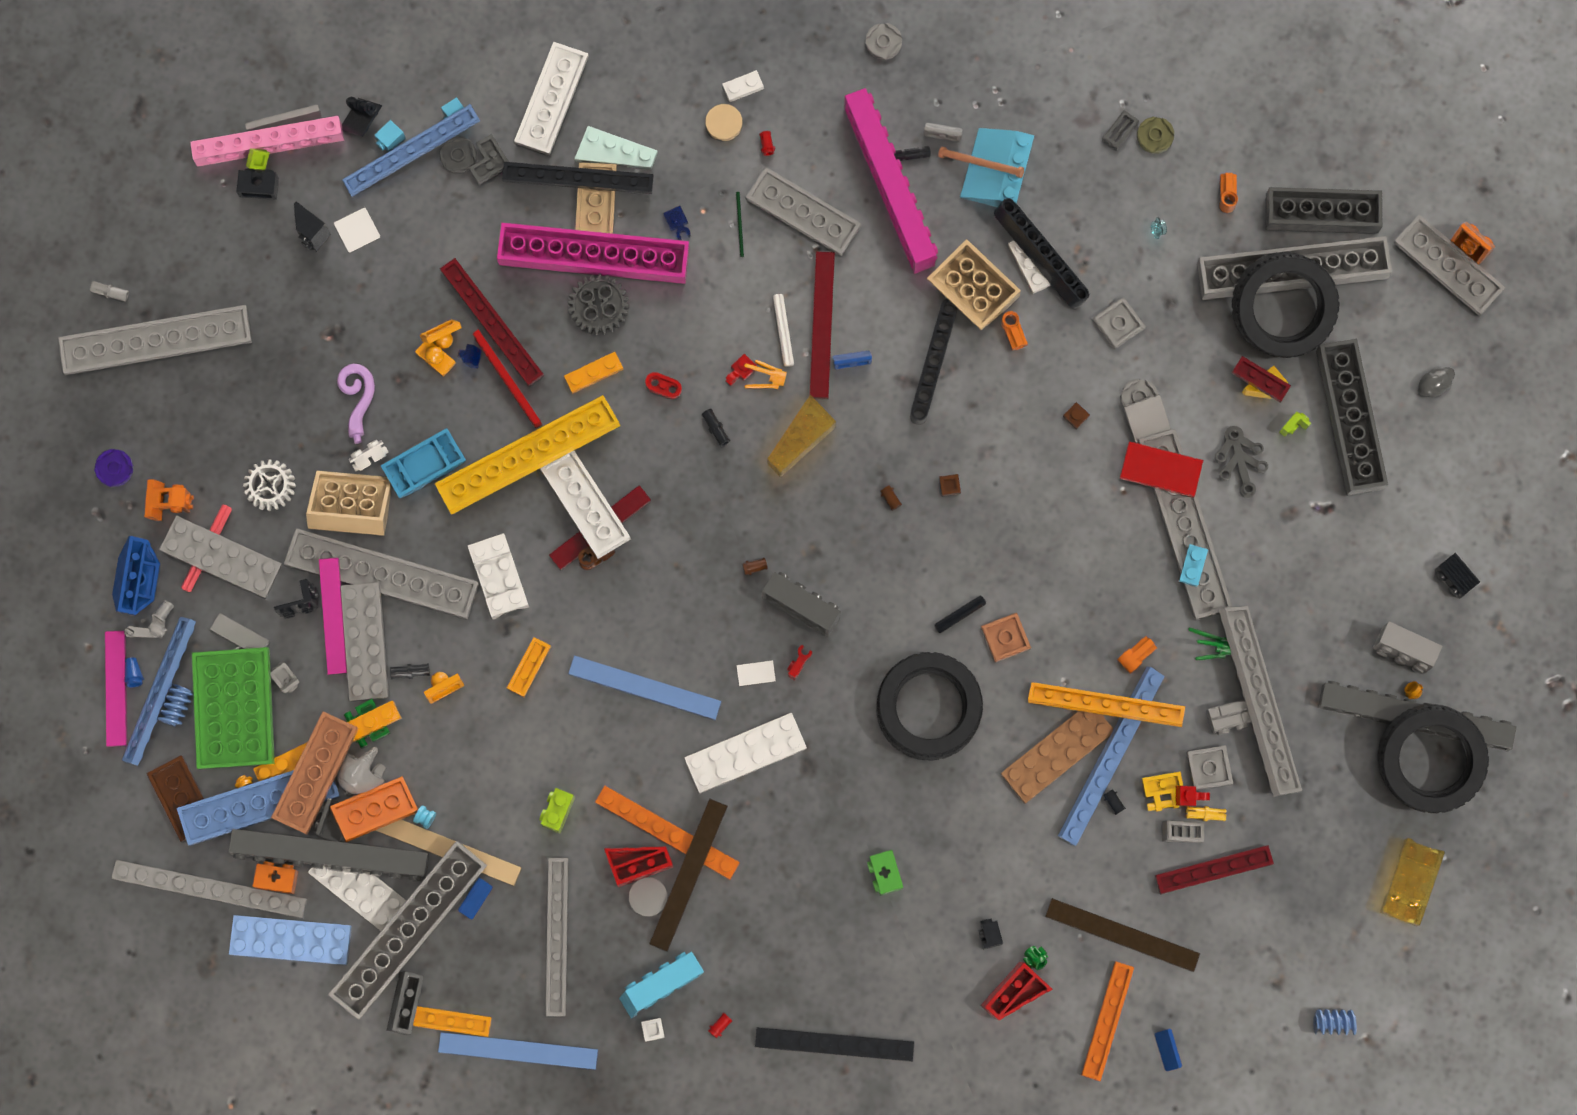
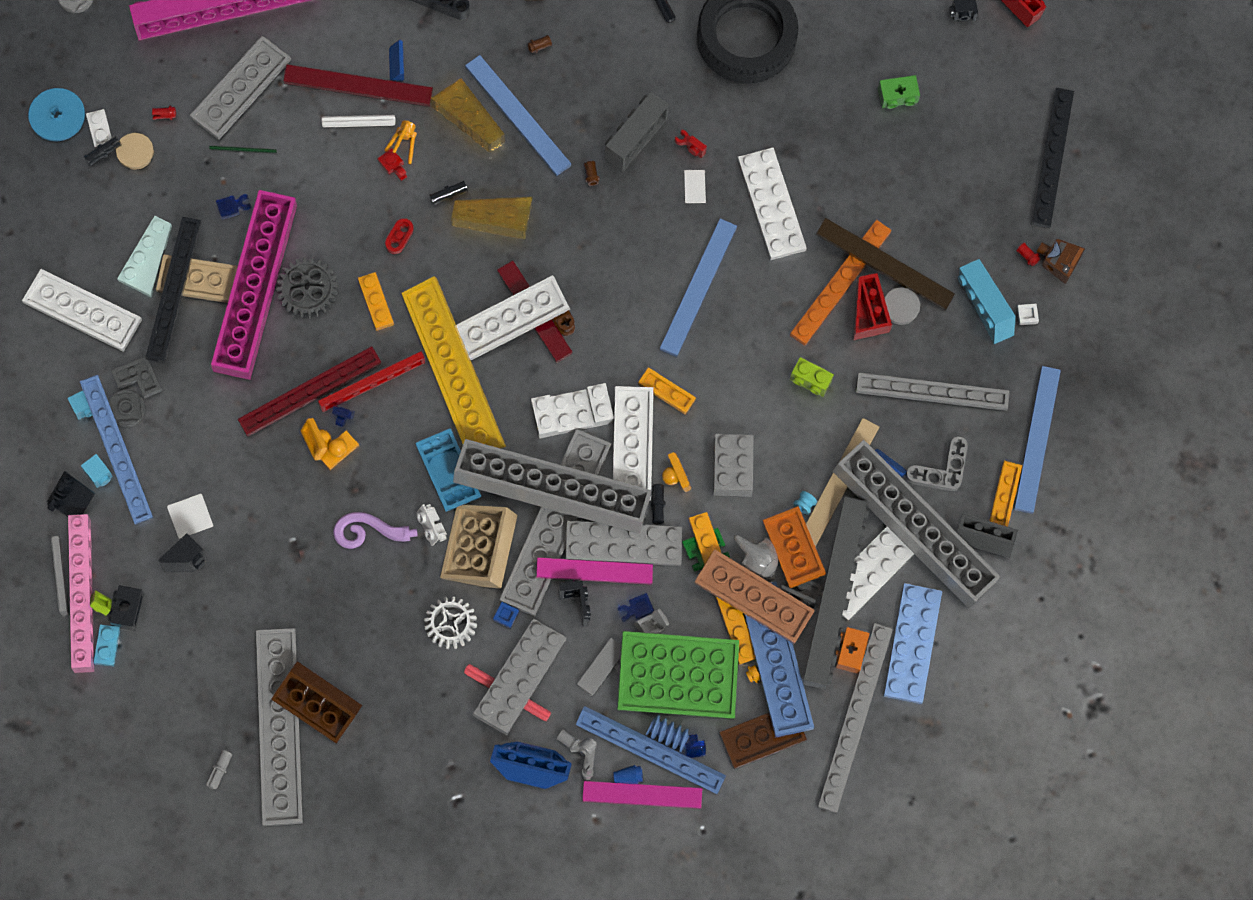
camera: 90 degrees left, 5 degrees down
(114, 468) = (409, 780): dark purple tile -> none
(164, 733) = (694, 747): none -> clear blue tile
(178, 369) = (316, 702): none -> reddish brown slope
(178, 501) = (455, 709): orange tile -> none
(221, 172) = (106, 645): none -> medium azure plate
(282, 537) = (506, 615): none -> blue plate
(302, 664) = (639, 607): none -> clear blue plate
(408, 562) = (552, 486): none -> light grey brick
(455, 740) = (733, 465): none -> light grey brick
(468, 638) = (633, 435): none -> white plate
(468, 956) = (944, 476): none -> light grey beam
(694, 482) = (495, 216): none -> clear yellow wedge
(718, 91) = (103, 150): none -> black pin
(718, 1060) = (1061, 258): none -> reddish brown torso
(739, 43) = (45, 107): none -> dark azure piece
(810, 486) = (518, 115): none -> medium blue tile

